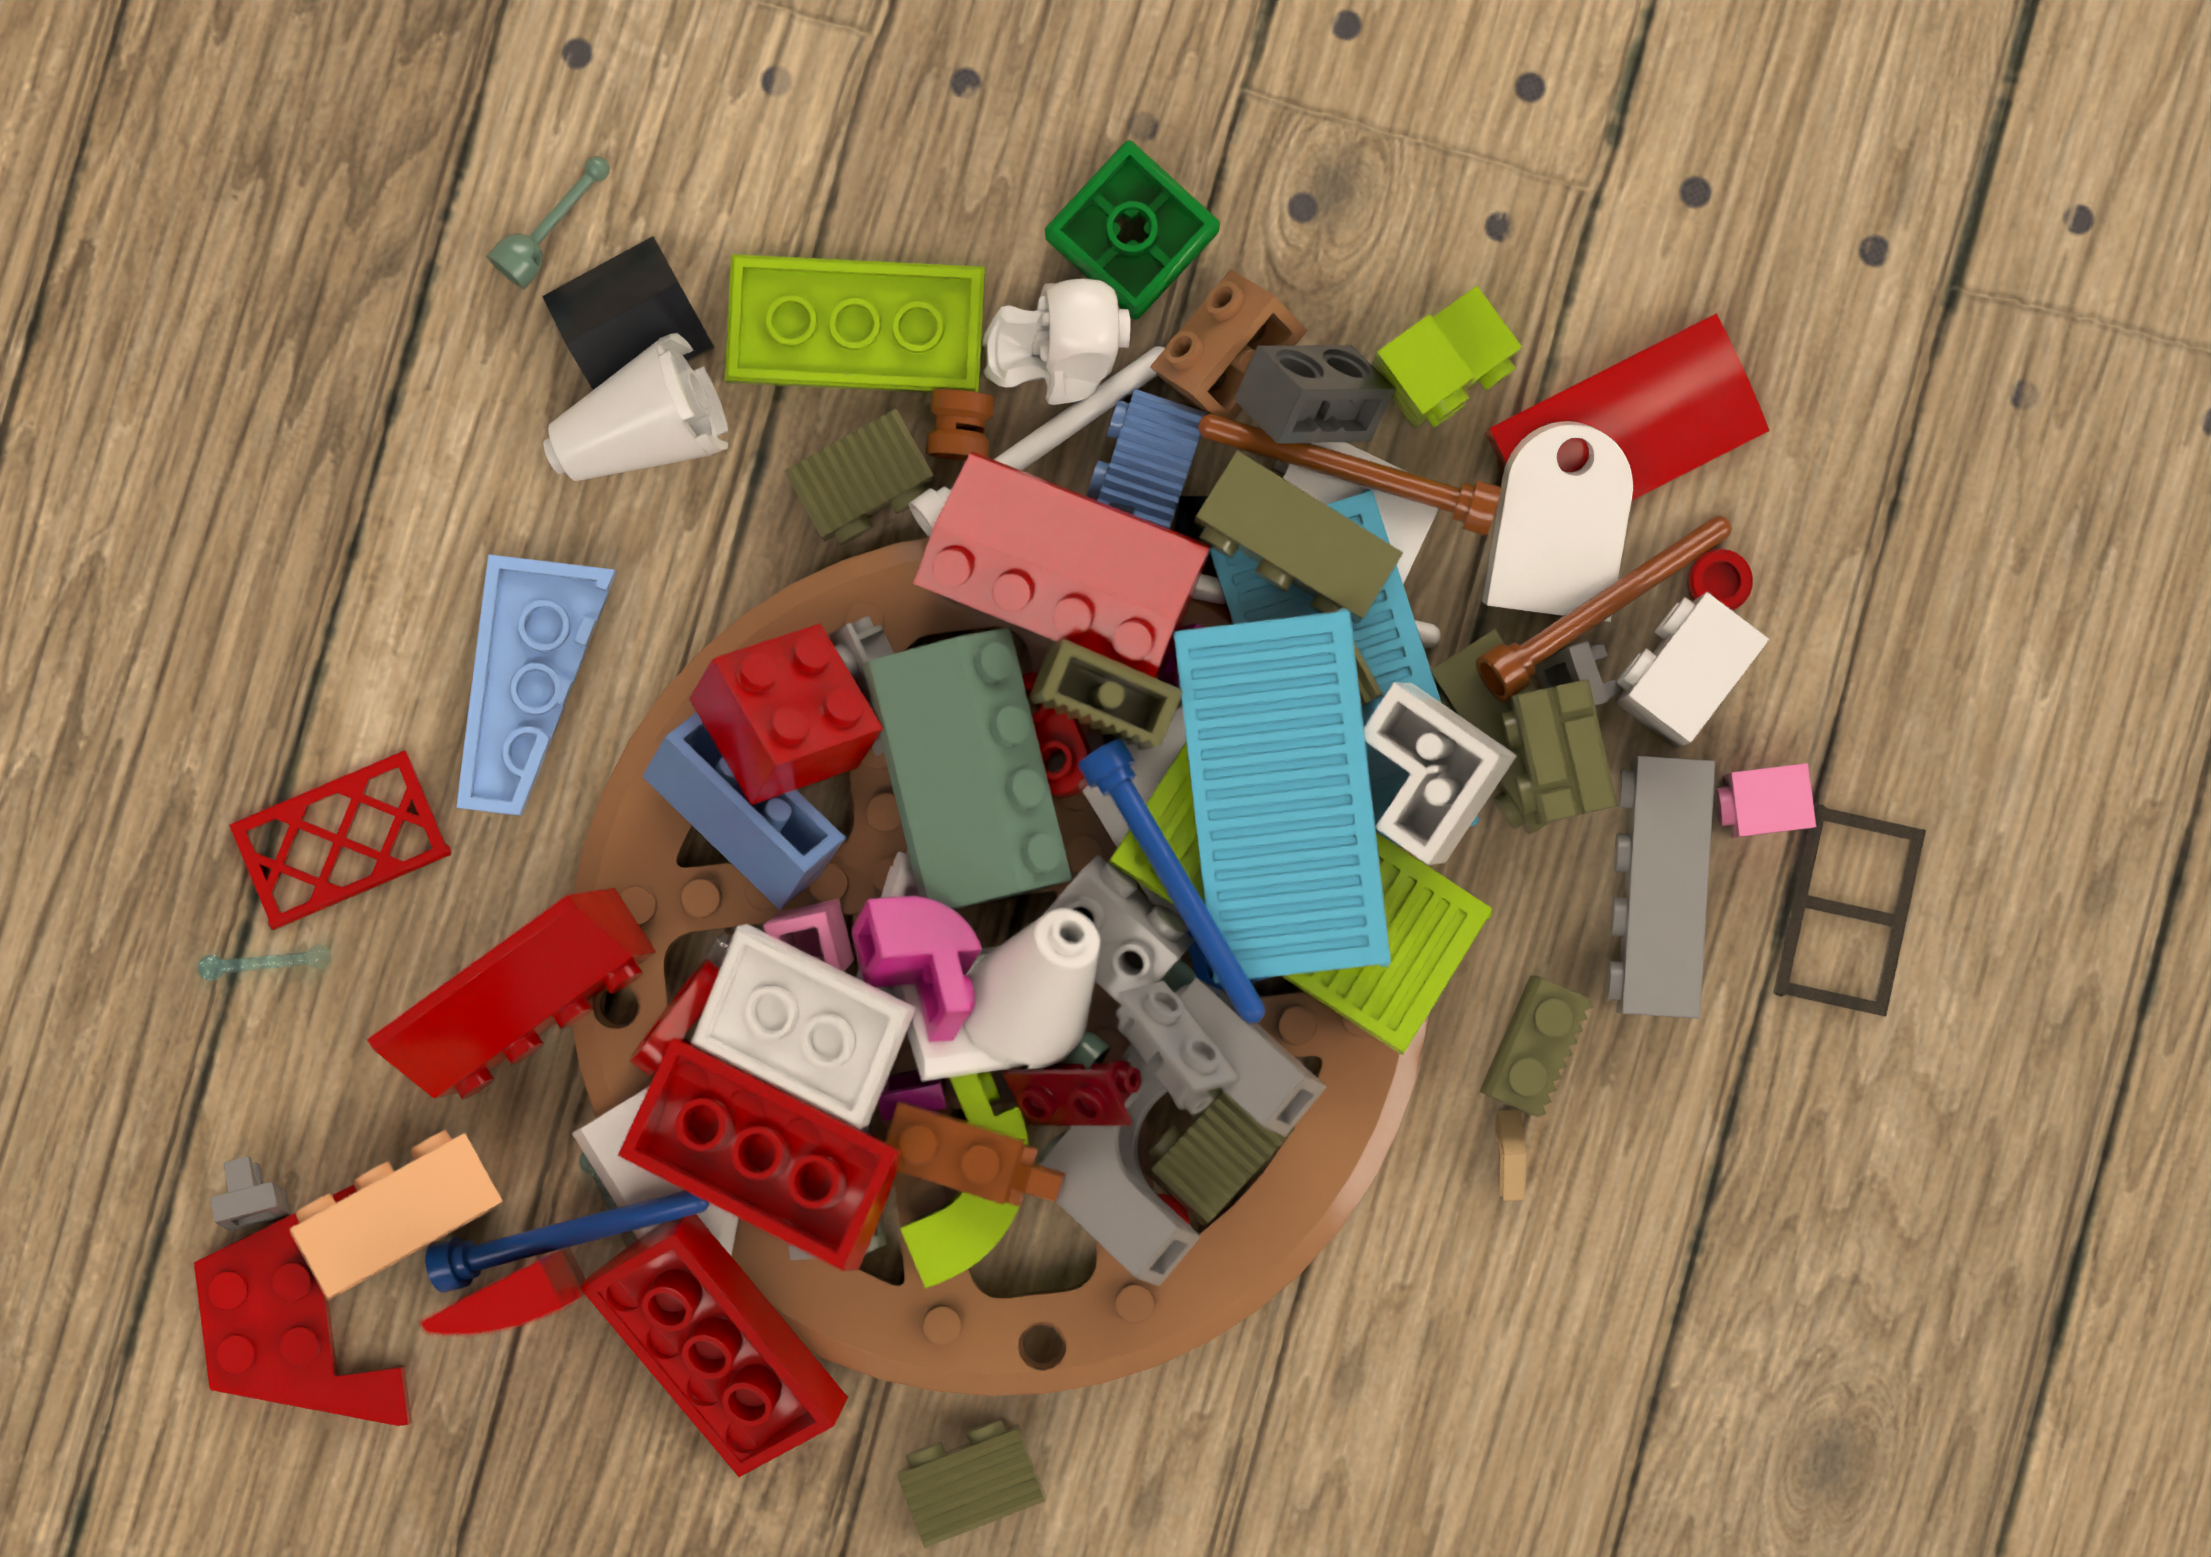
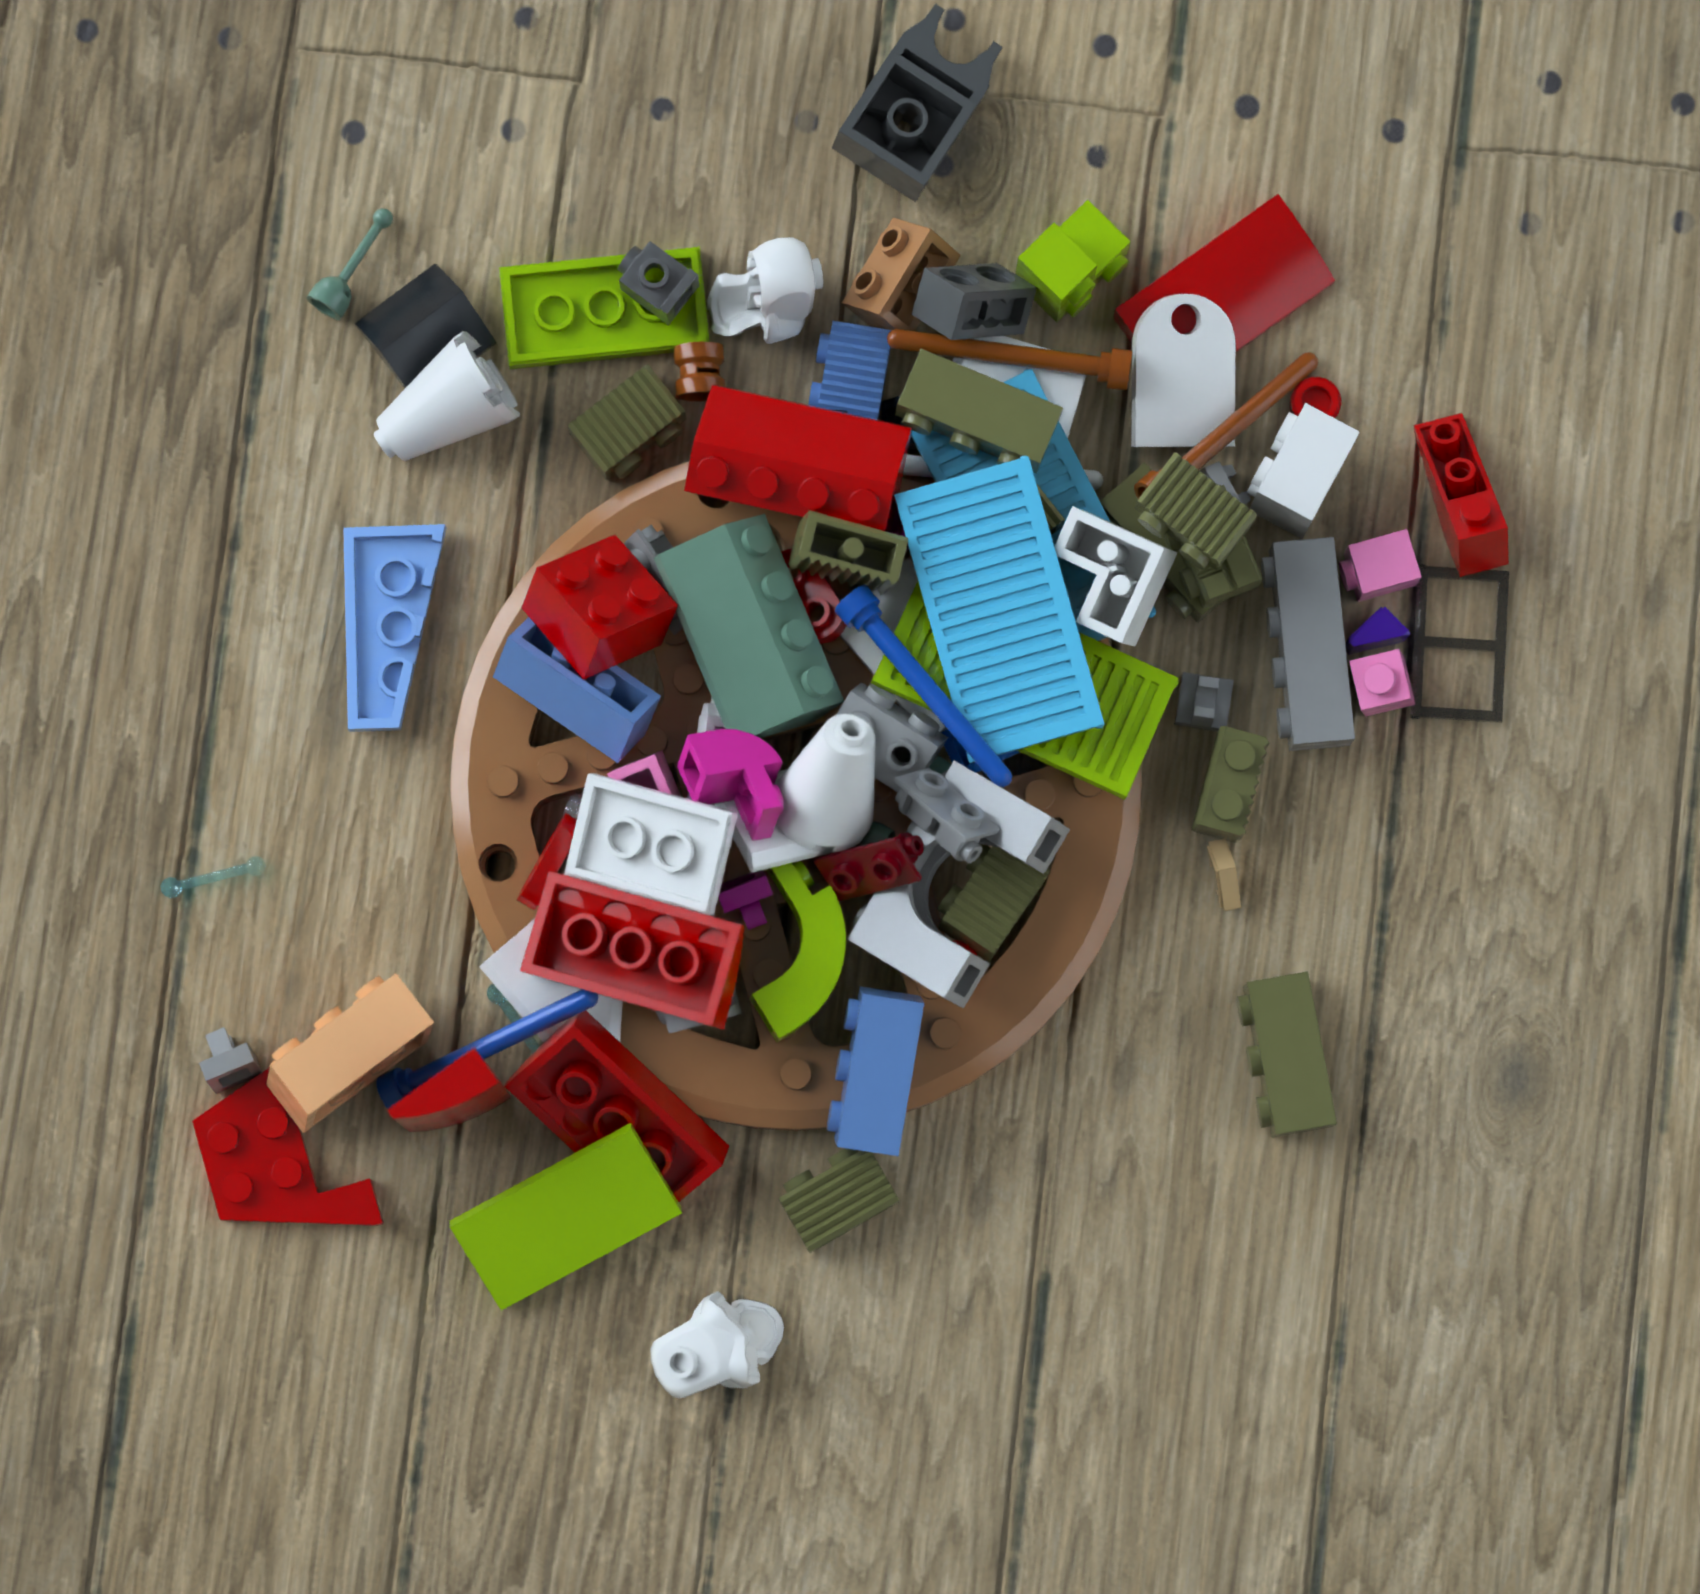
camera: 10 degrees left, 5 degrees down
(293, 813) = (218, 755): red window -> none
(516, 994) = (418, 862): red slope -> none
(632, 1456) = (565, 1216): none -> lime tile
(931, 327) = (660, 298): none -> flat silver brick
(969, 1157) = (798, 928): dark orange hinge -> none
(1040, 1341) = (876, 1070): none -> medium blue brick
(1052, 433) = (772, 367): white piece -> none
(1131, 188) = (805, 168): green brick -> none
(1295, 115) = (927, 94): none -> dark grey brick
(1520, 935) = (1203, 701): none -> light grey tile
(1545, 715) = (1194, 513): none -> olive brick
(1552, 1393) = (1287, 1055): none -> olive brick
(1745, 949) = (1382, 682): none -> bright pink brick
(1748, 881) = (1377, 632): none -> dark purple slope
(1884, 727) = (1463, 495): none -> red slope

